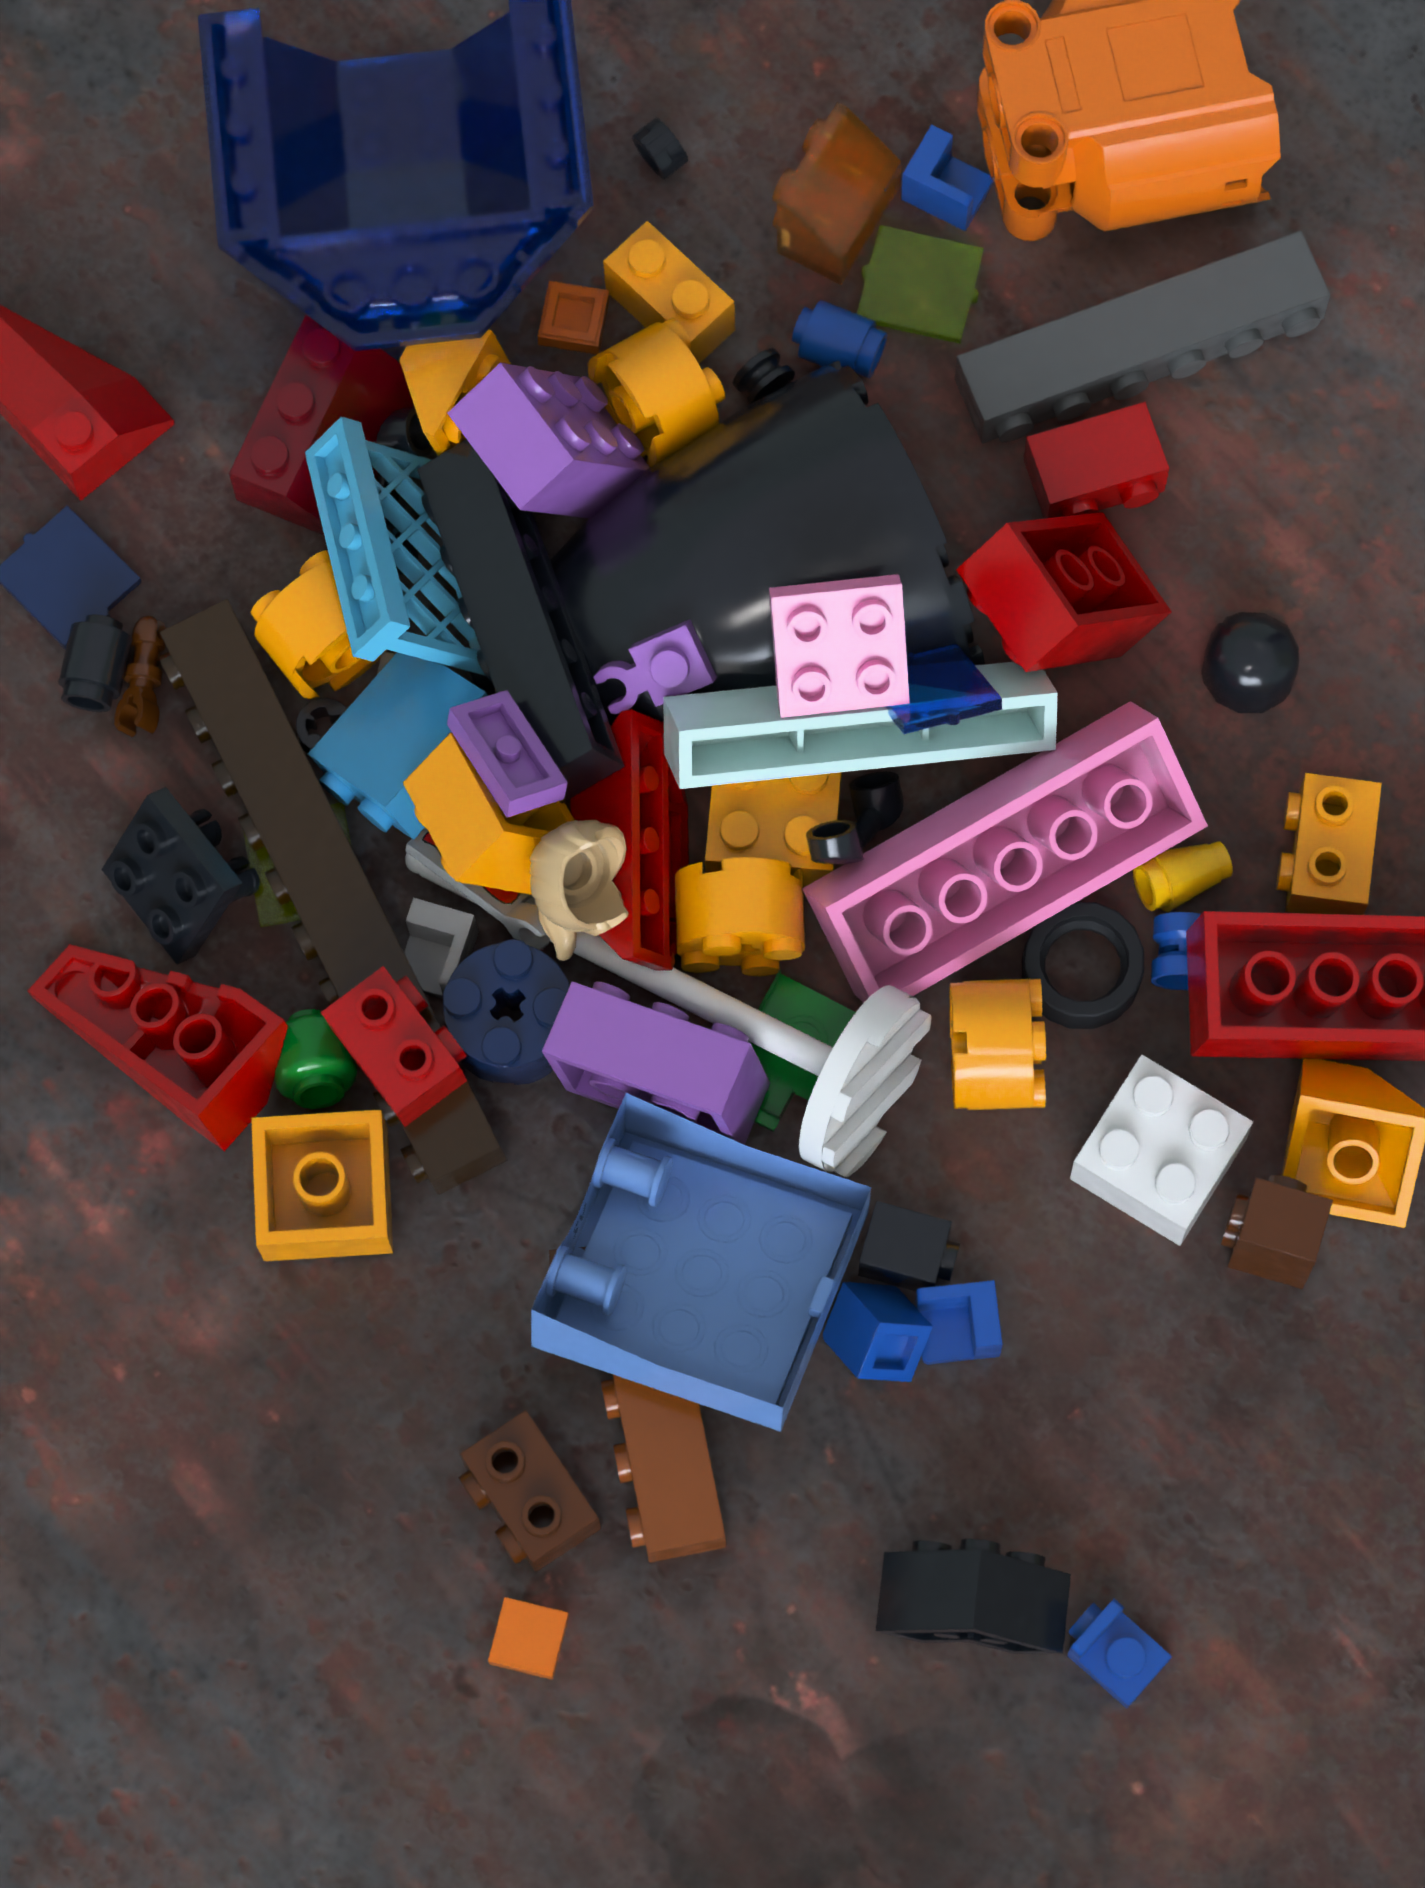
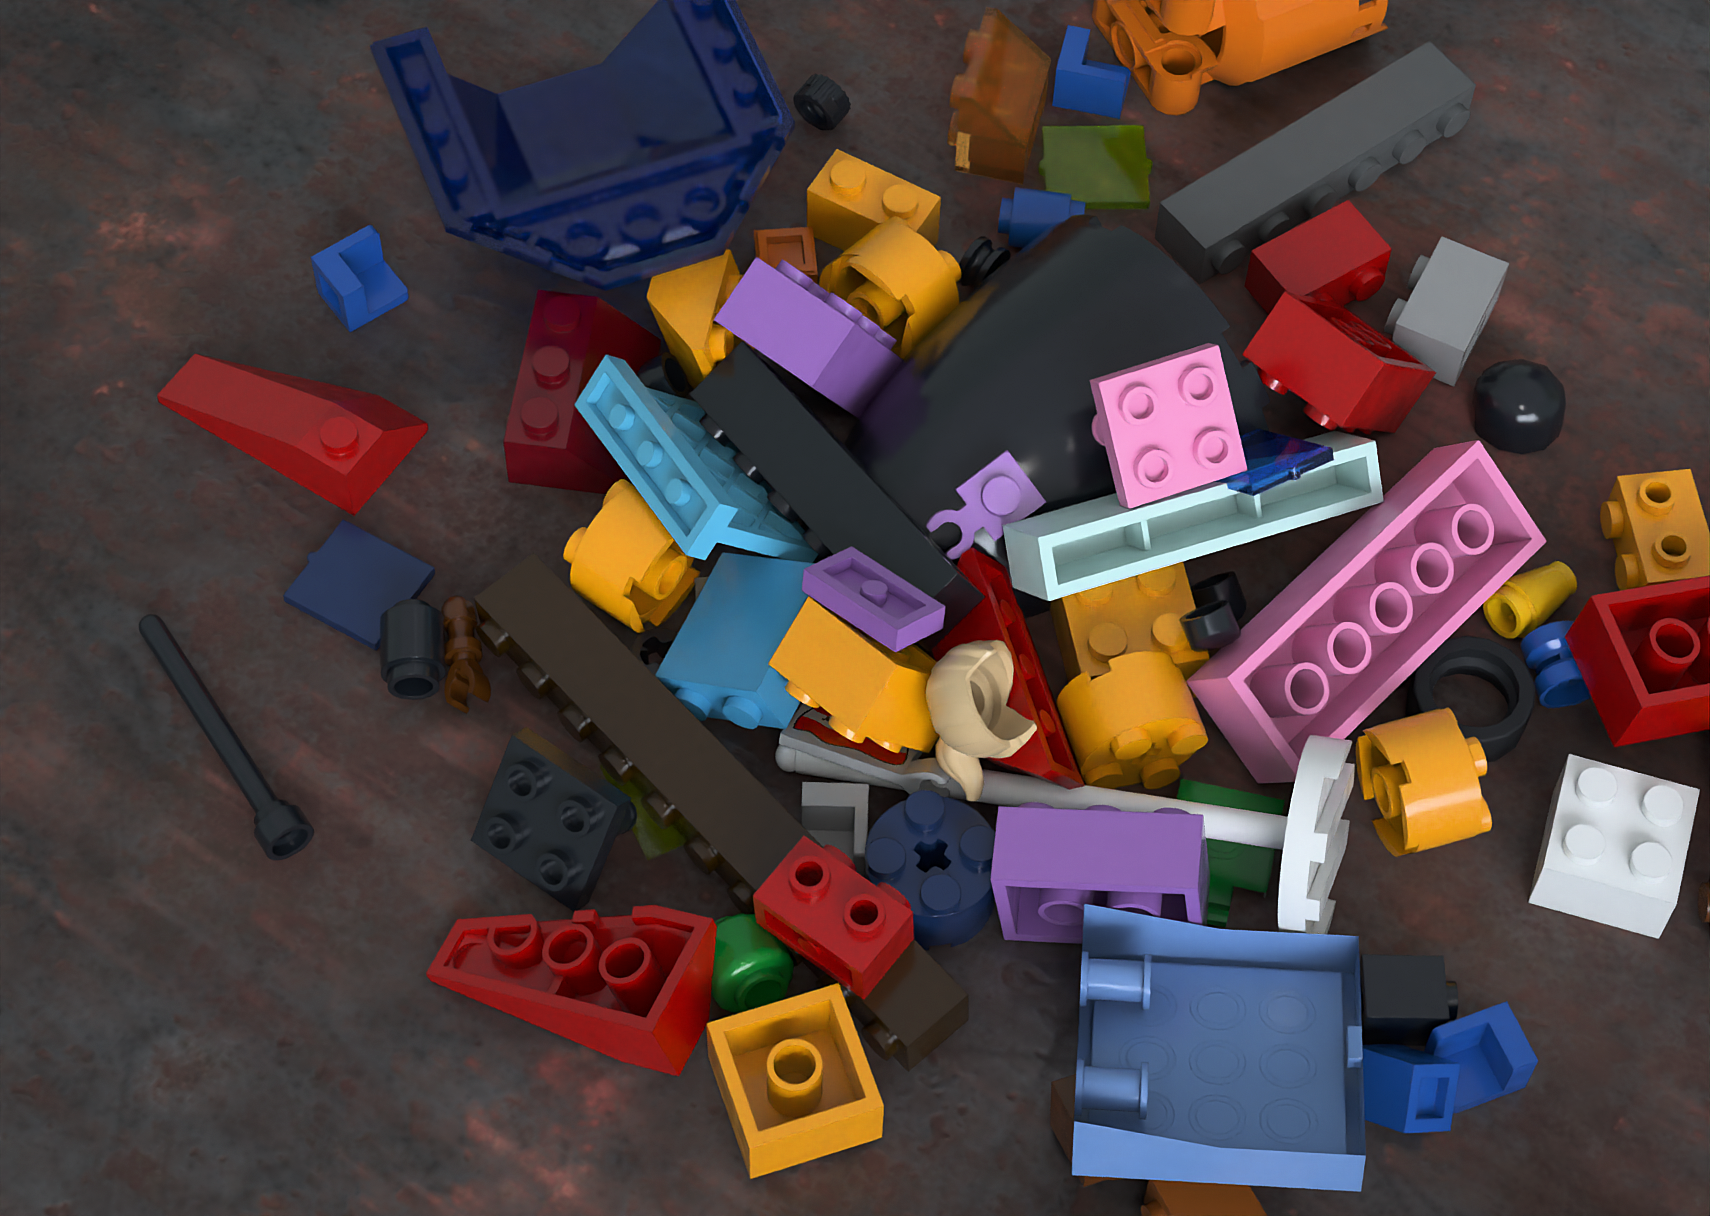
camera: 20 degrees left, 15 degrees down
(146, 246) = (357, 279): none -> blue panel
(1208, 542) = (1447, 307): none -> light grey brick

